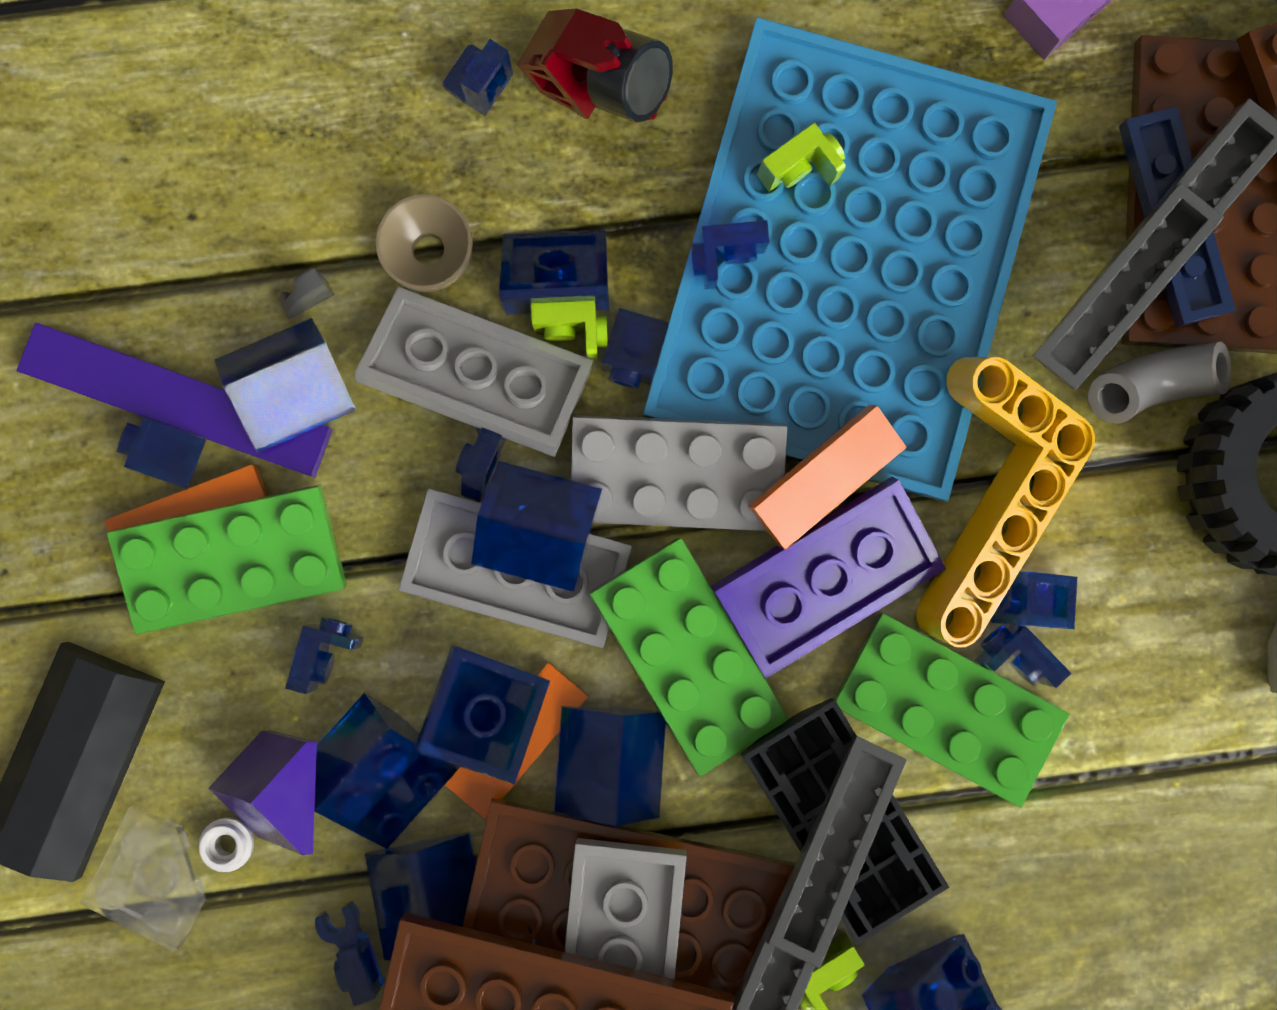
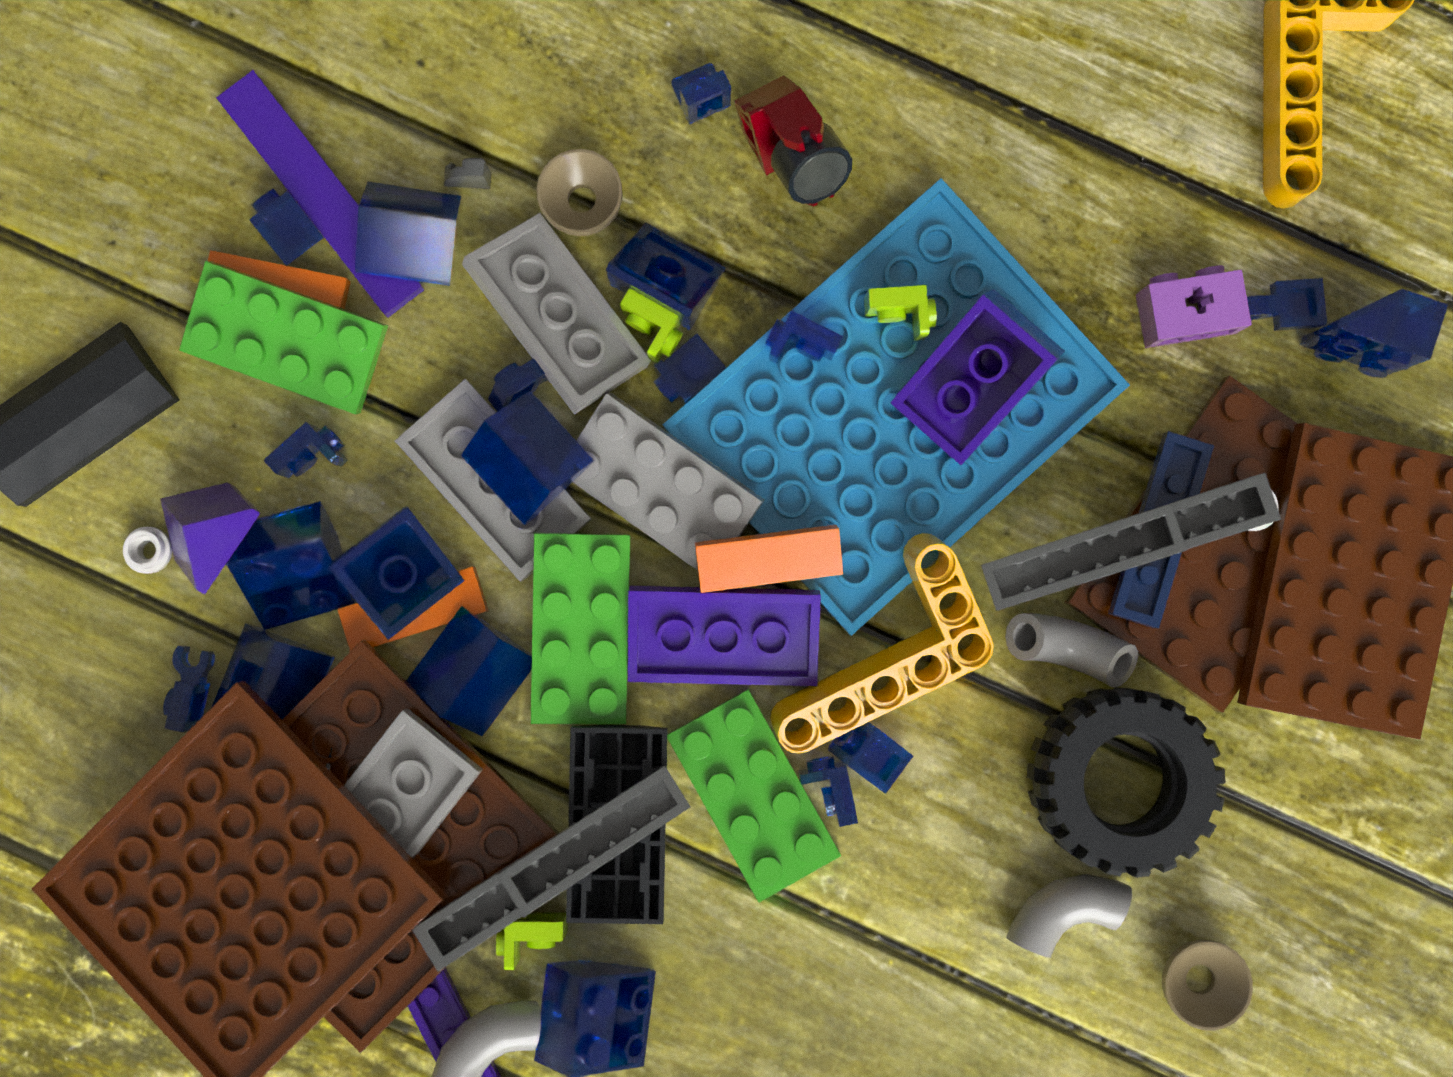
camera: 30 degrees right, 0 degrees up
(148, 879) = (73, 539): clear plate -> none
(915, 180) = (977, 376): none -> dark purple slope

